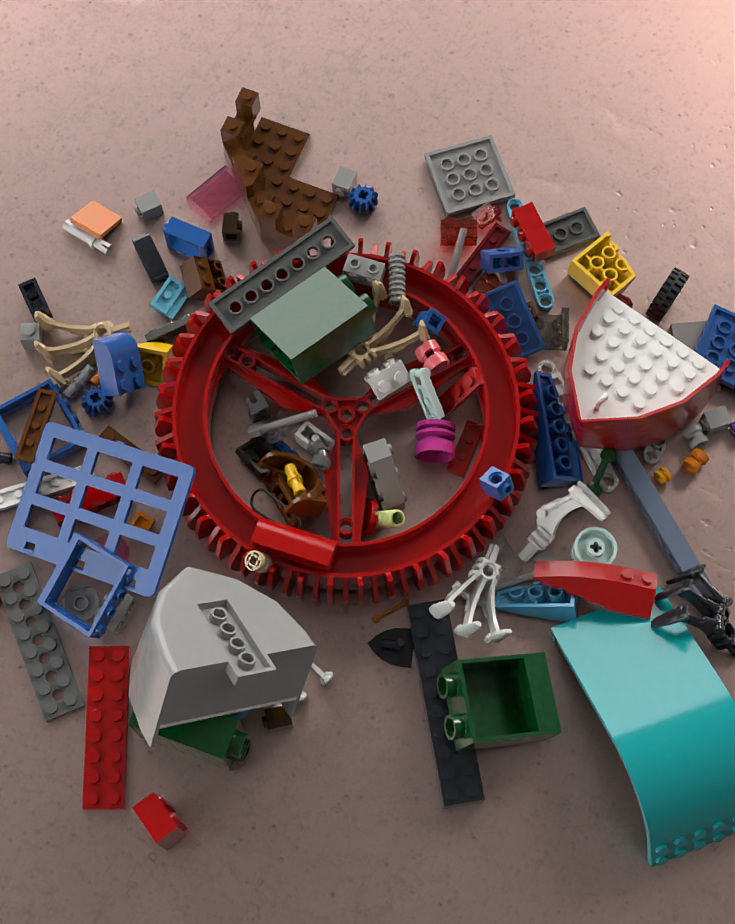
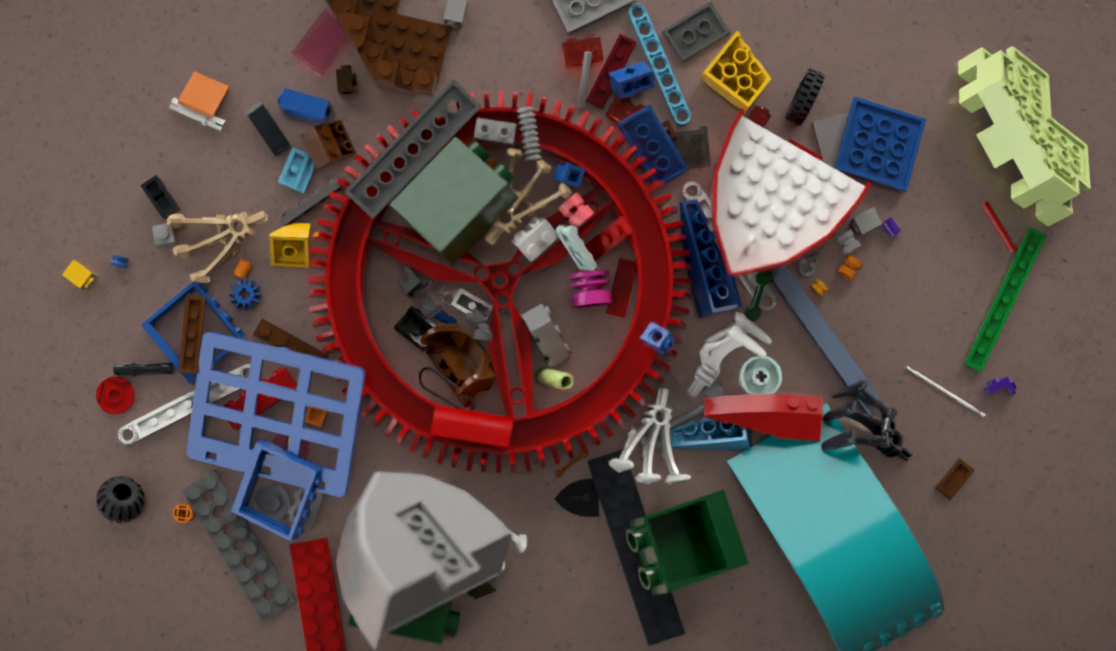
camera: 15 degrees left, 15 degrees up
(79, 382) = (223, 276): light grey pin -> none
(118, 364) = (262, 258): blue brick -> none
(148, 206) = (254, 70): light grey brick -> none
(258, 561) = (440, 450): tan wheel -> none
(263, 426) = (414, 301): light grey piece -> none
(294, 480) = (459, 355): yellow pin -> none
(363, 199) = (470, 27): blue gear -> none
(370, 518) = (538, 378): red tile -> none
(487, 214) = (610, 26): clear red bracket -> none
(532, 232) = (659, 44): red brick -> none

